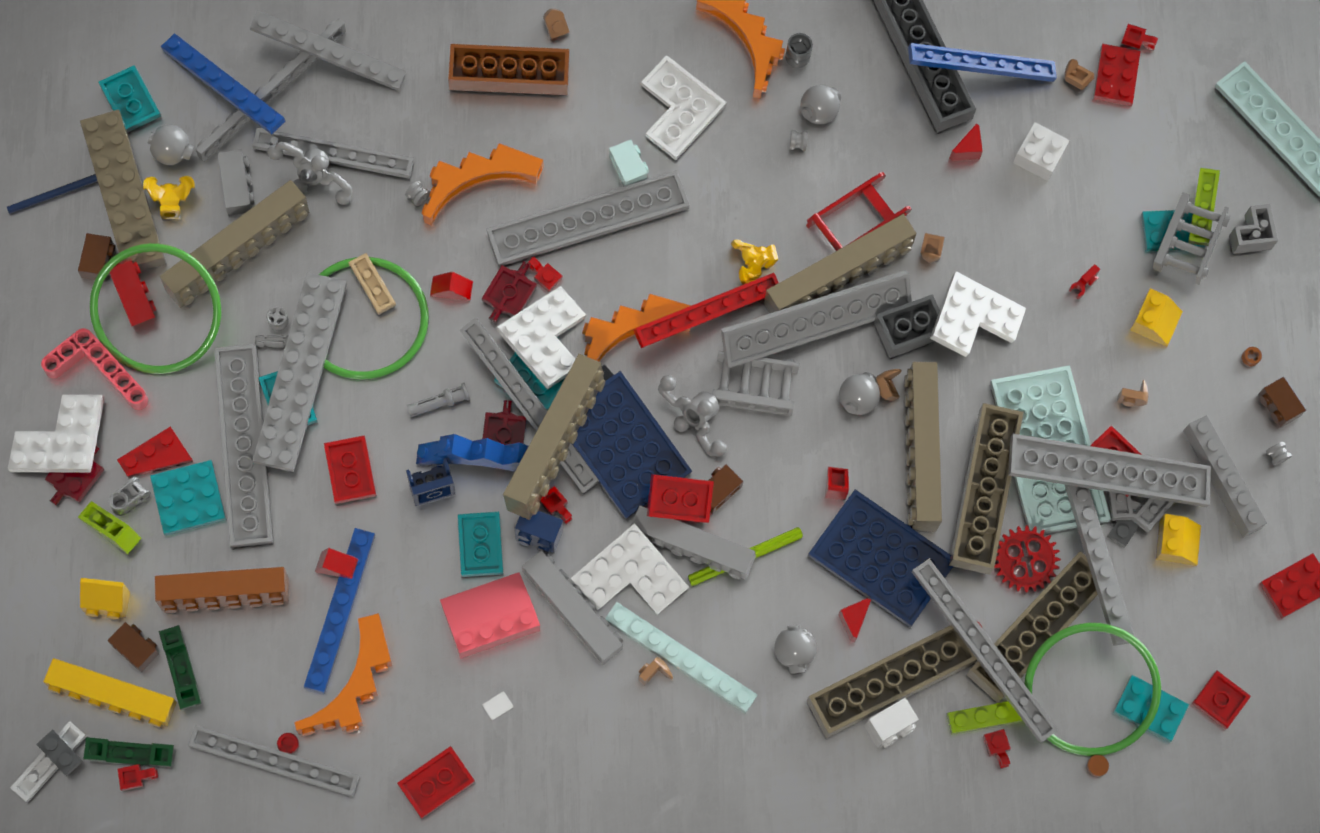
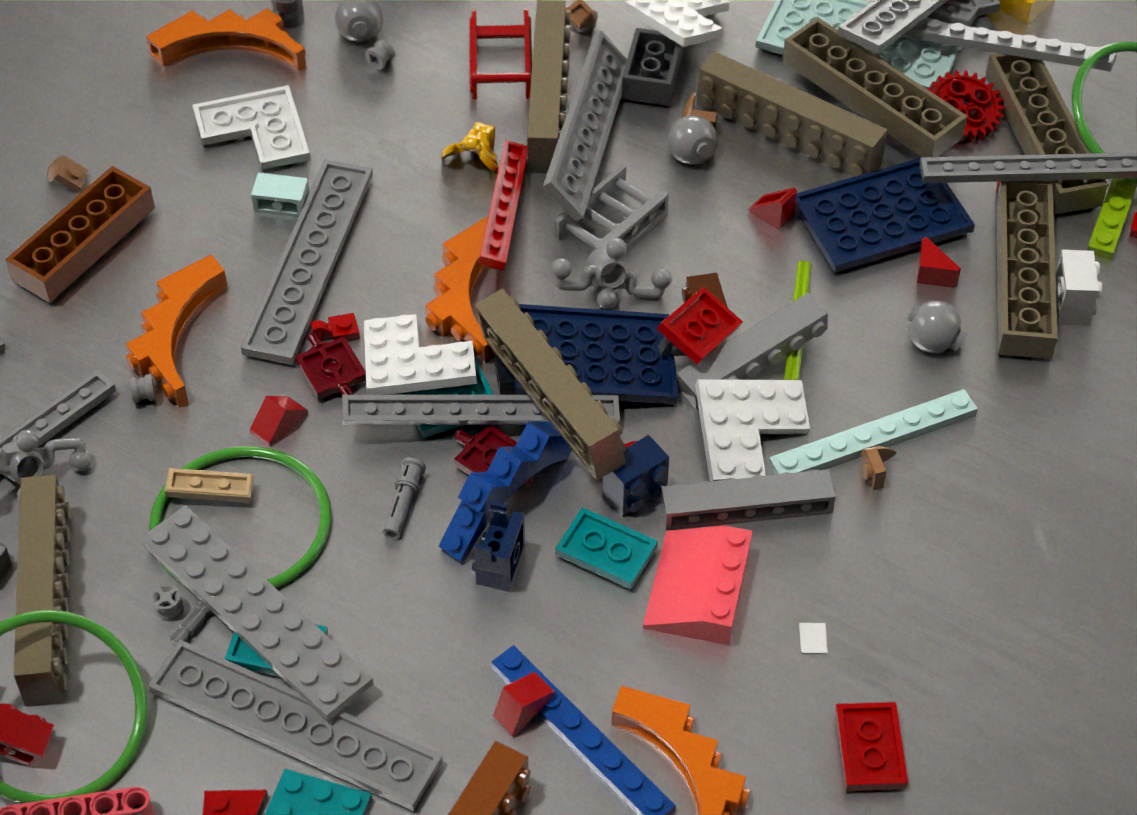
camera: 50 degrees left, 20 degrees down
(349, 469) = (415, 628): red plate -> none

